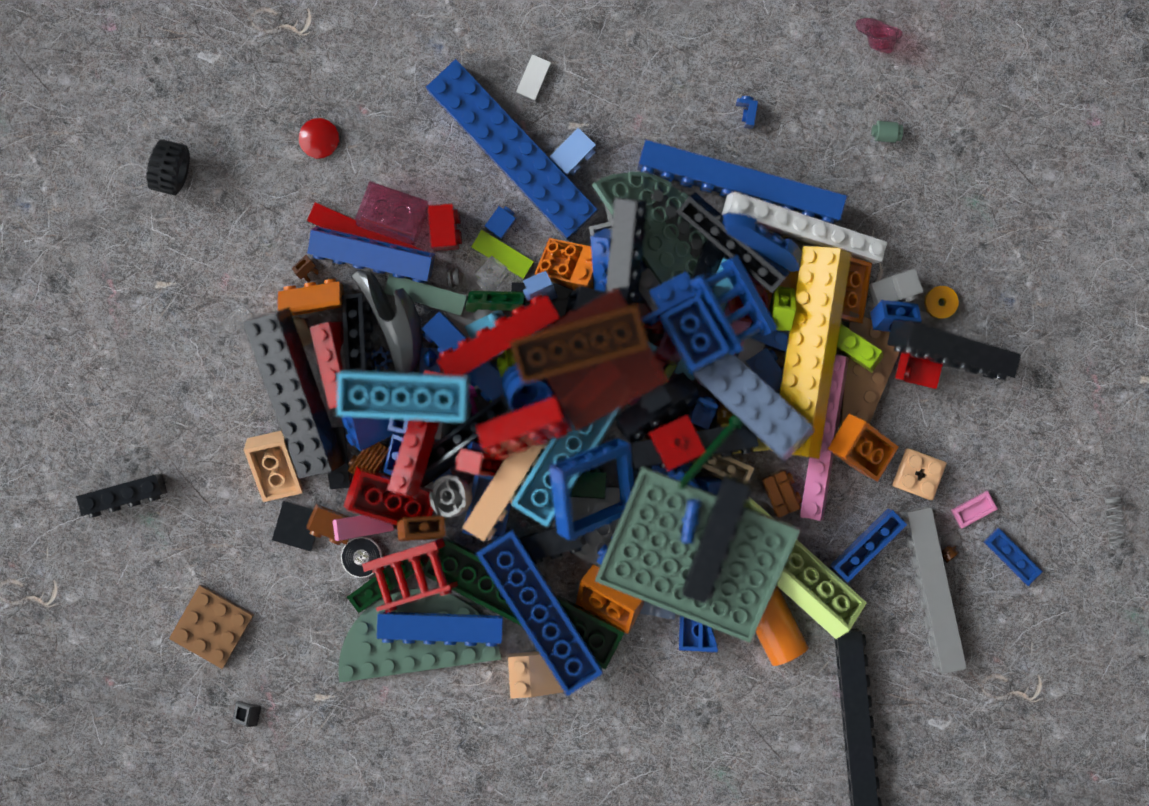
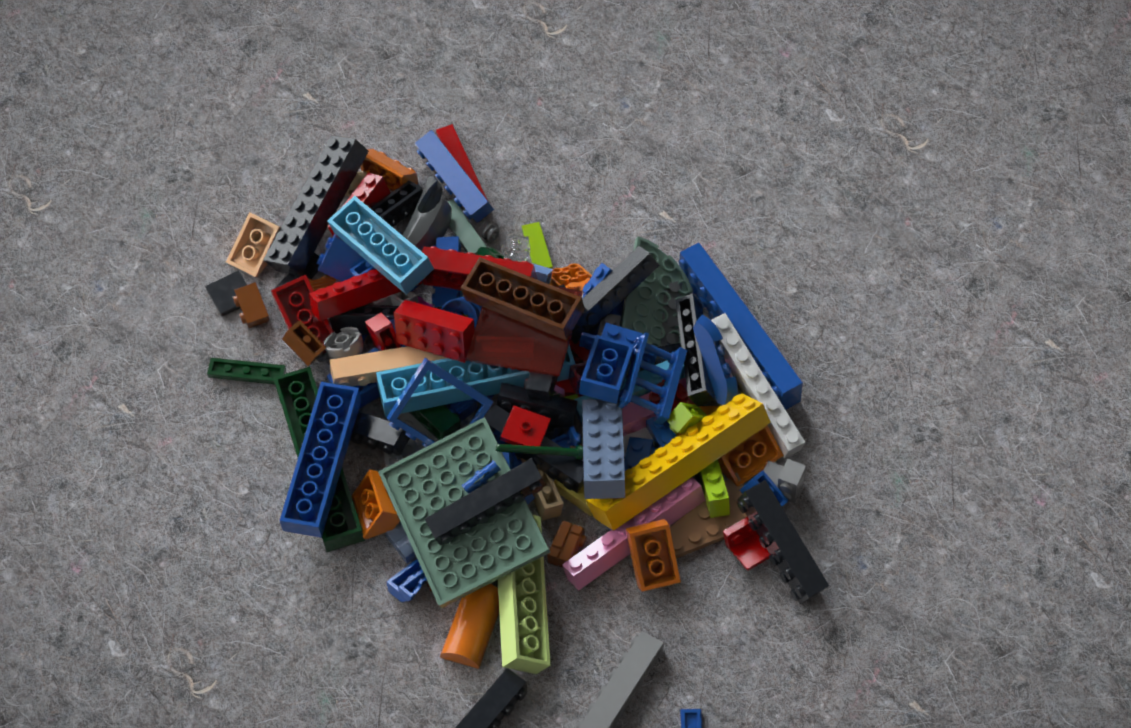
camera: 50 degrees right, 30 degrees down
(118, 495) = (148, 183): black brick -> none
(168, 167) = (385, 31): black tyre -> none
(211, 626) = (109, 305): medium nougat plate -> none
(246, 714) = (68, 376): black slope -> none
(303, 267) = (404, 152): reddish brown tile -> none
(318, 138) = (494, 94): red dish -> none
(358, 552) = (247, 345): black tile -> none
(359, 526) = (267, 318): bright pink tile -> none
(369, 657) = (227, 421): sand green plate -> none
(392, 213) = (492, 164): clear pink brick -> none
(413, 555) = (265, 354): red fence -> none
(440, 627) = (248, 423): blue brick -> none
(443, 227) = (515, 196): red brick -> none
(501, 222) = (556, 226): blue brick -> none
(511, 149) = (607, 189): blue brick -> none
(530, 676) = (265, 510): light nougat slope -> none
(533, 77) = (667, 166): white tile -> none
(573, 152) = (646, 224): light blue brick -> none
(749, 114) = (791, 294): blue bracket -> none
(868, 545) = (591, 629): blue brick -> none
(879, 35) = (928, 319): clear pink piece -> none
(887, 131) = (876, 382): sand green brick -> none
(931, 468) = (672, 629): light nougat brick -> none
(949, 553) = (646, 693): reddish brown plate -> none
(950, 302) = (809, 514): light orange piece -> none
(974, 509) = (695, 681): bright pink tile -> none

